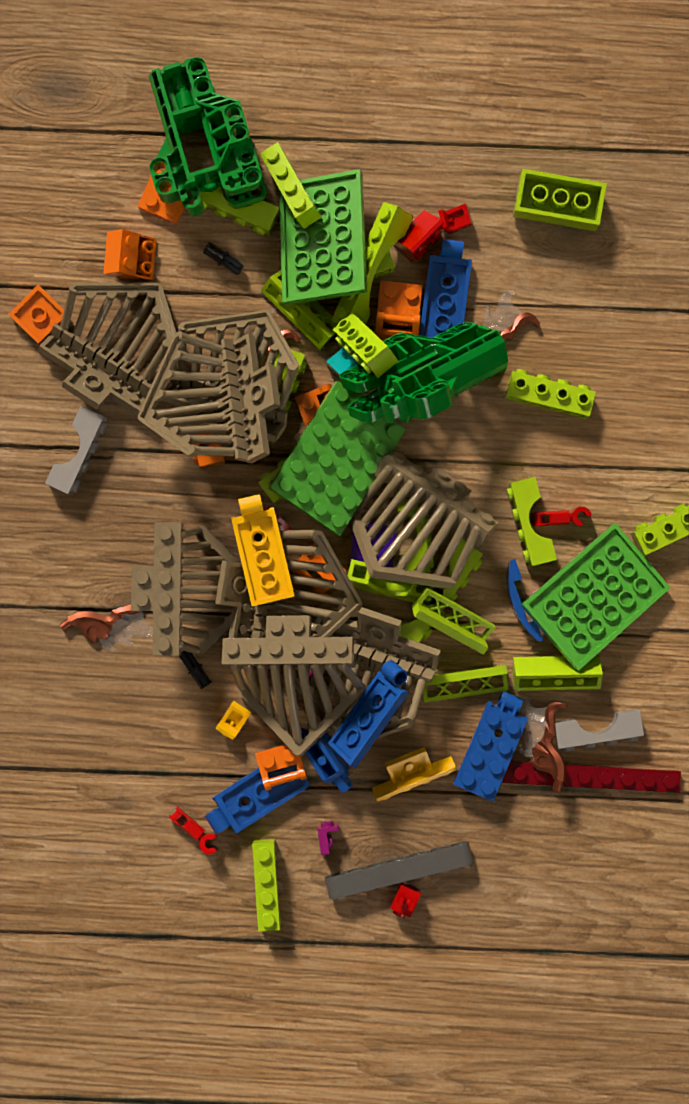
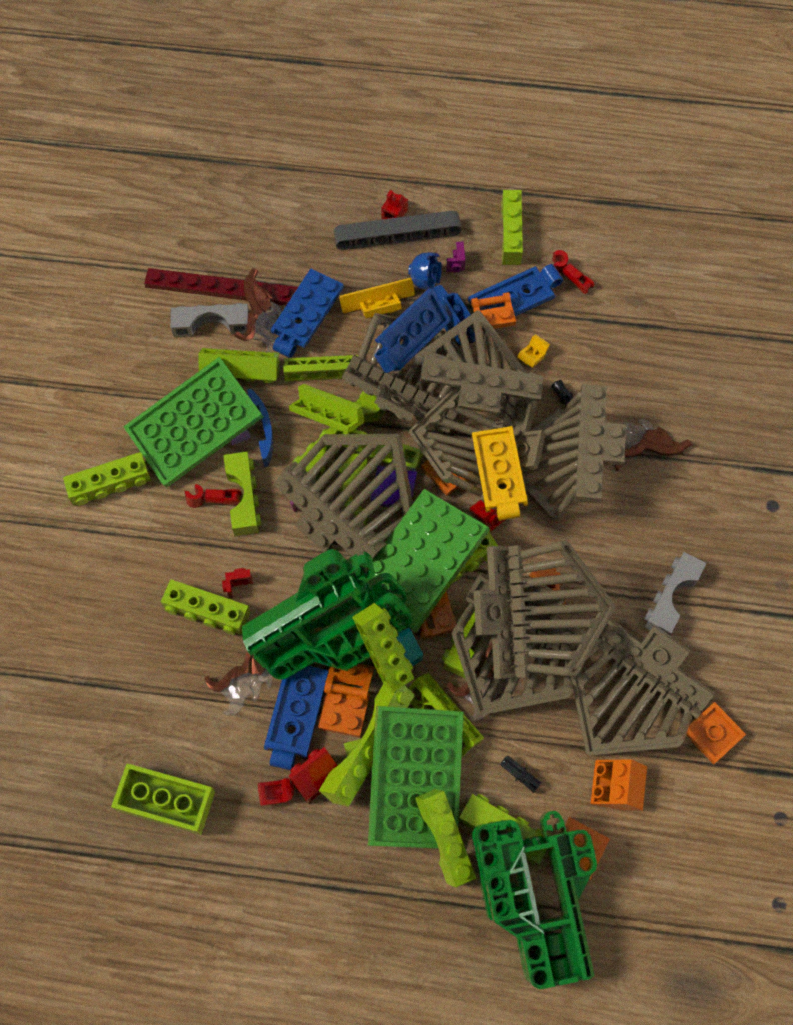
camera: 175 degrees left, 20 degrees down
(362, 811) = (425, 270): none -> blue cylinder
(520, 430) = (236, 578): none -> red bracket

